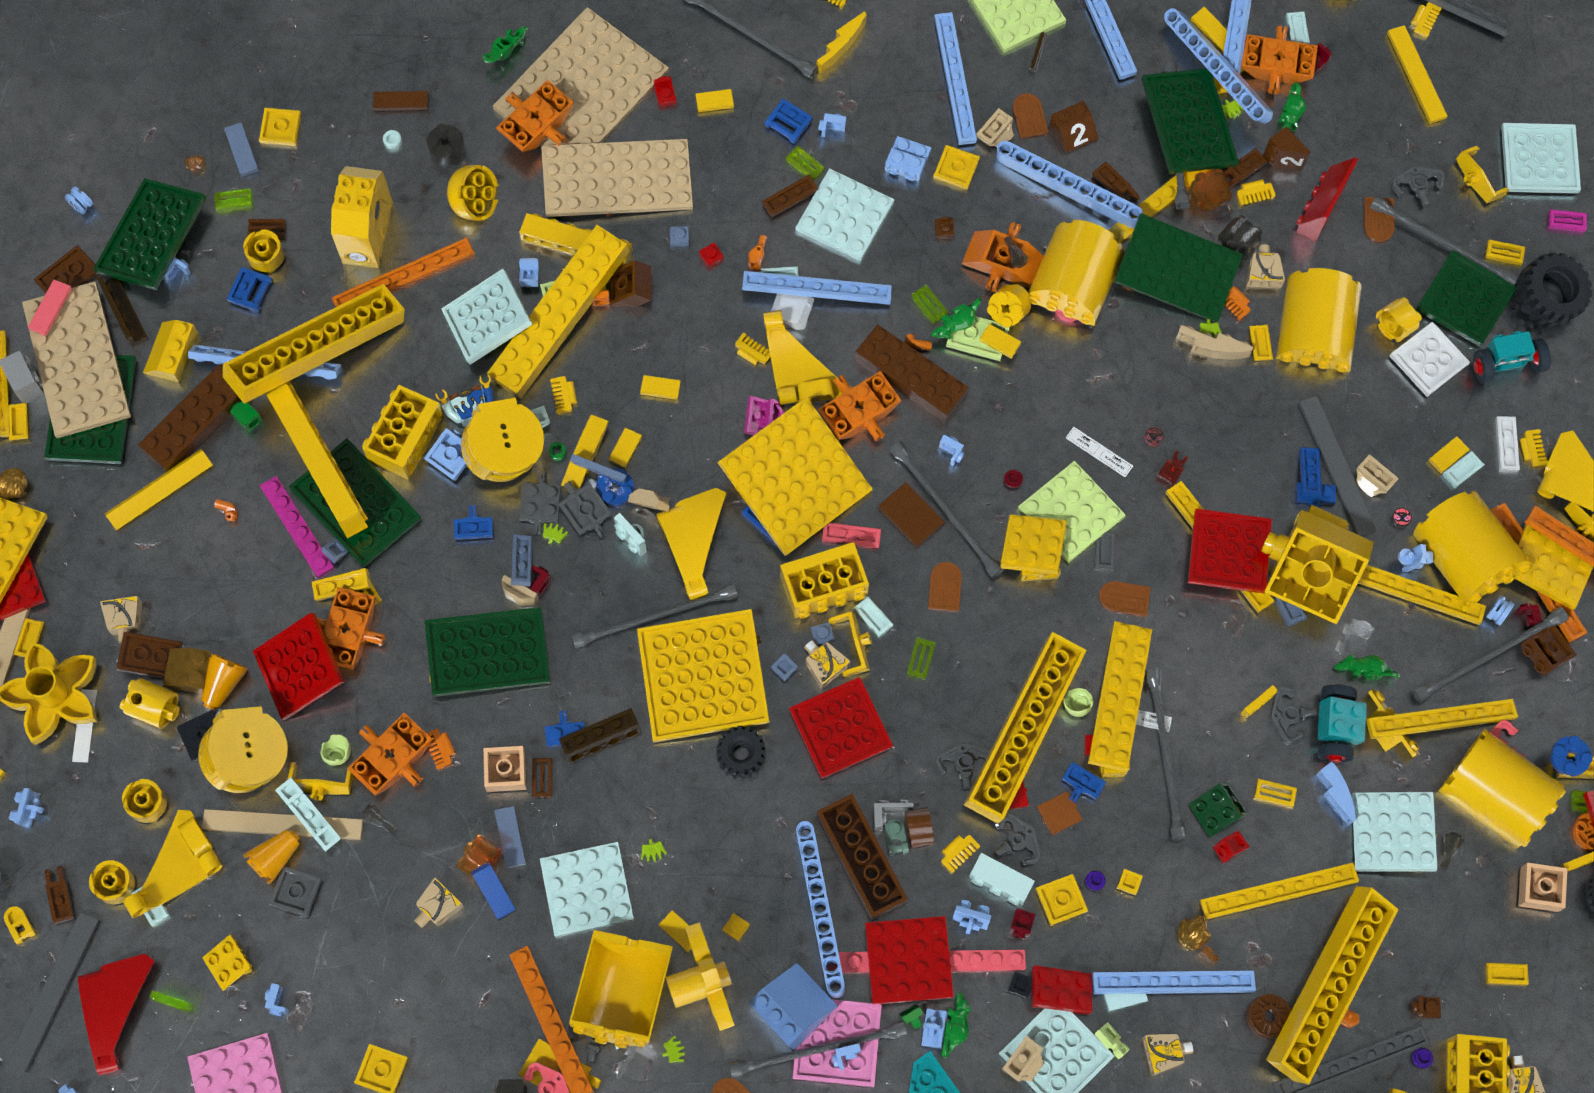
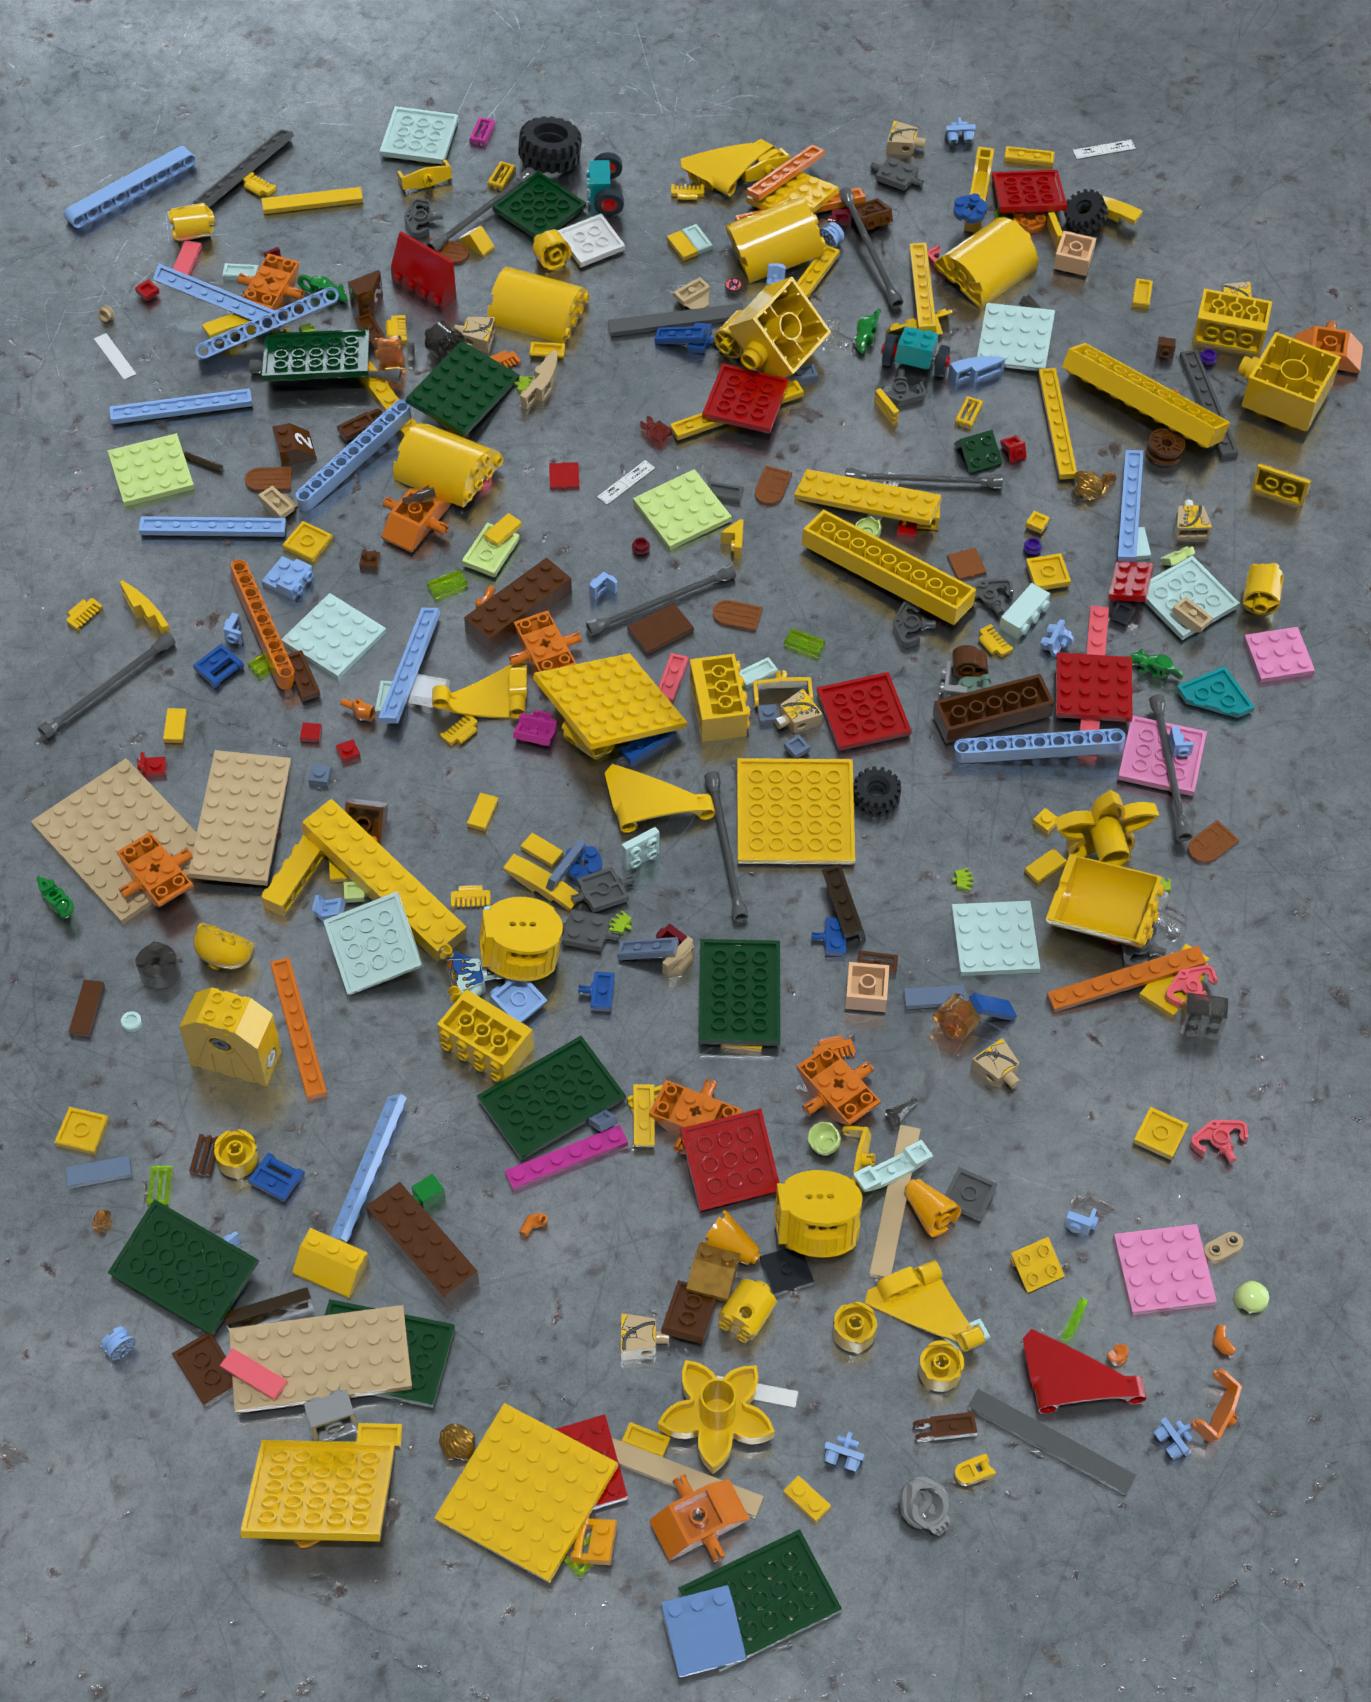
camera: 80 degrees left, 15 degrees down
(143, 1046) = (1118, 1354): none -> orange piece
(158, 489) = (496, 1289): yellow tile -> none
(313, 343) = (371, 1098): yellow brick -> none
(318, 459) = (490, 1118): yellow brick -> none
(649, 499) = (606, 828): tan slope -> none
(726, 218) = (310, 732): none -> red tile
(793, 1005) = (1131, 775): medium blue slope -> none
(845, 139) = (262, 624): none -> orange beam
(911, 1015) = (1142, 694): green tile -> none
(934, 1028) = (1158, 677): light blue hips -> none
(962, 319) = (474, 555): green animal -> none
(1009, 305) = (470, 514): yellow brick -> none
(1022, 923) = (1066, 605): dark red bracket -> none
(1033, 544) = (713, 534): yellow plate -> none
(1082, 782) = (941, 540): blue plate -> none
(1093, 389) = (564, 475): none -> red piece
(1153, 436) = (620, 439): clear smoke tile -> none
(1398, 246) = (478, 241): none -> yellow slope
(1507, 444) = (679, 207): white tile -> none

